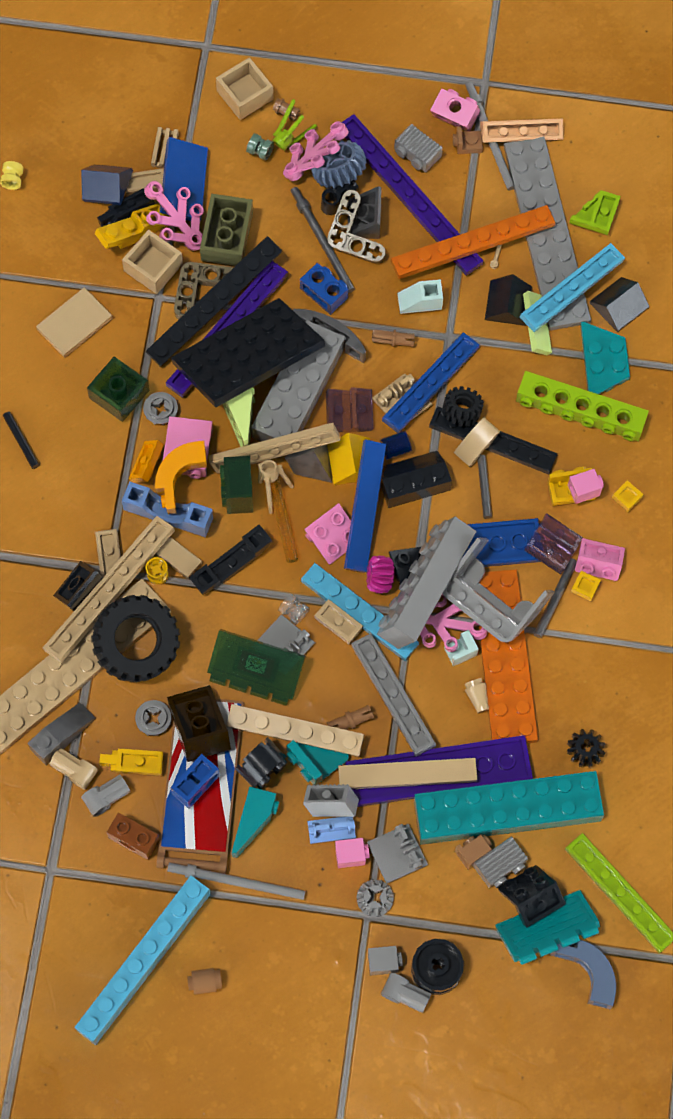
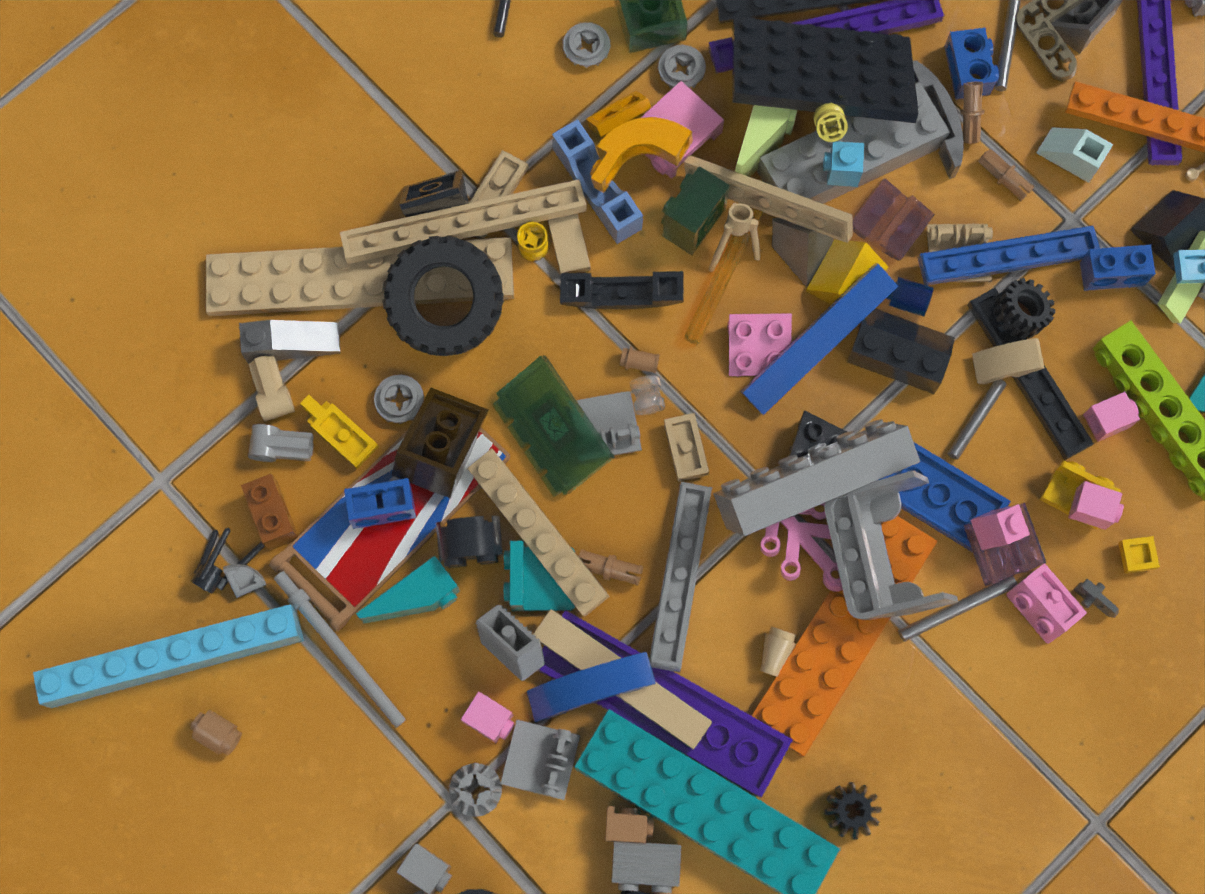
camera: 40 degrees right, 5 degrees up
(90, 427) = (591, 34): none -> light grey gear
(126, 899) = (207, 574): none -> black plant
(148, 886) = (243, 579): none -> light grey tile
(272, 593) = (639, 360): none -> medium nougat pin
(276, 375) = (828, 116): none -> light yellow wheel
(304, 397) = (844, 163): none -> medium azure brick
(330, 588) = (715, 436): medium azure plate -> none
(331, 829) = (488, 673): light blue hinge -> none
(347, 315) = (972, 111): none -> medium nougat axle
(380, 574) = (774, 428): dark pink gear -> none
(393, 791) = (590, 686): none -> blue slope
(466, 649) = (804, 588): light aqua panel -> none
(494, 346) = (1117, 267): none -> blue brick
(544, 535) = (1000, 527): none -> bright pink brick
(555, 431) = (1112, 416): none -> bright pink brick
(585, 585) = (1004, 621): yellow plate -> none
(621, 536) = (1093, 595): none -> dark grey piece

